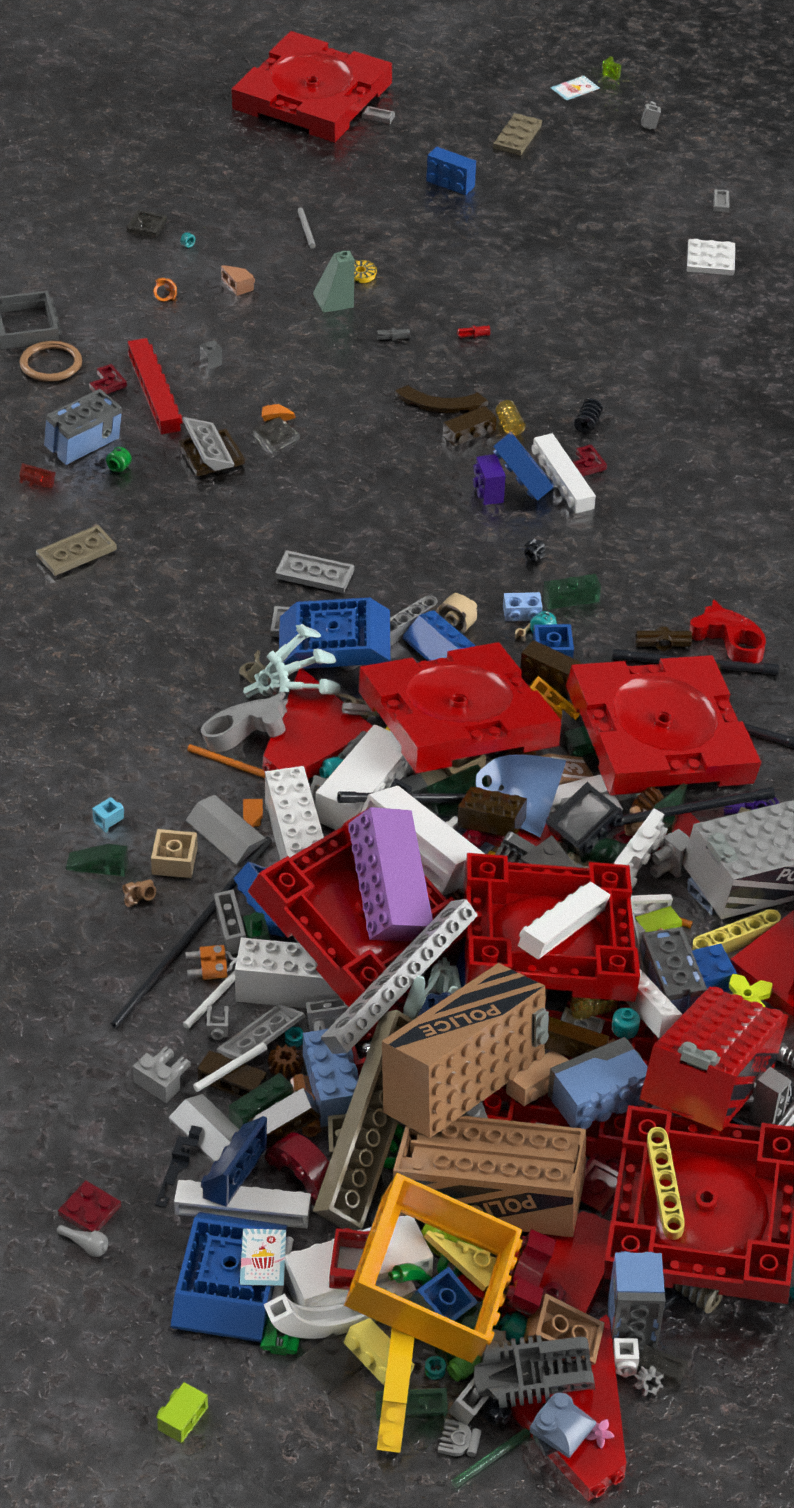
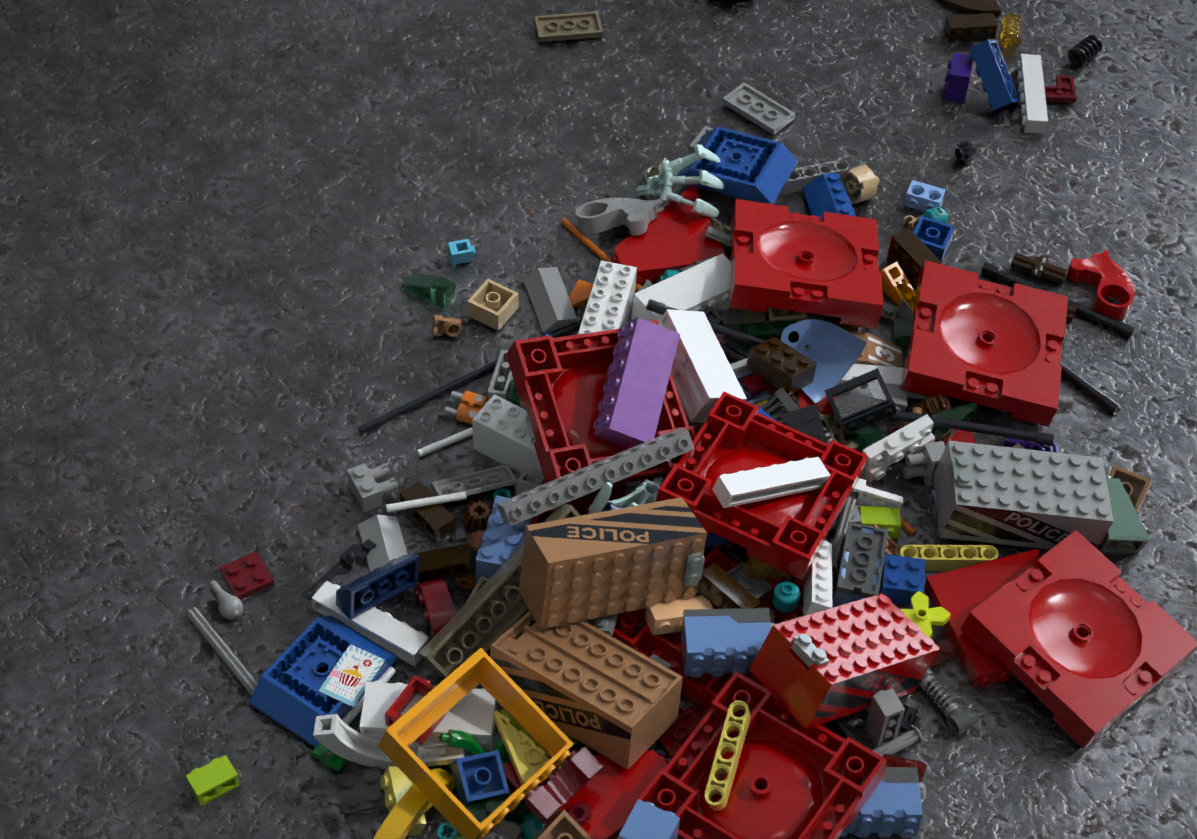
camera: 25 degrees right, 5 degrees up
(113, 1289) = (222, 650): none -> light grey axle
(217, 1026) = (441, 463): light grey window -> none
(259, 1099) = (436, 538): clear green brick -> none
(571, 591) = (977, 198): clear green brick -> none

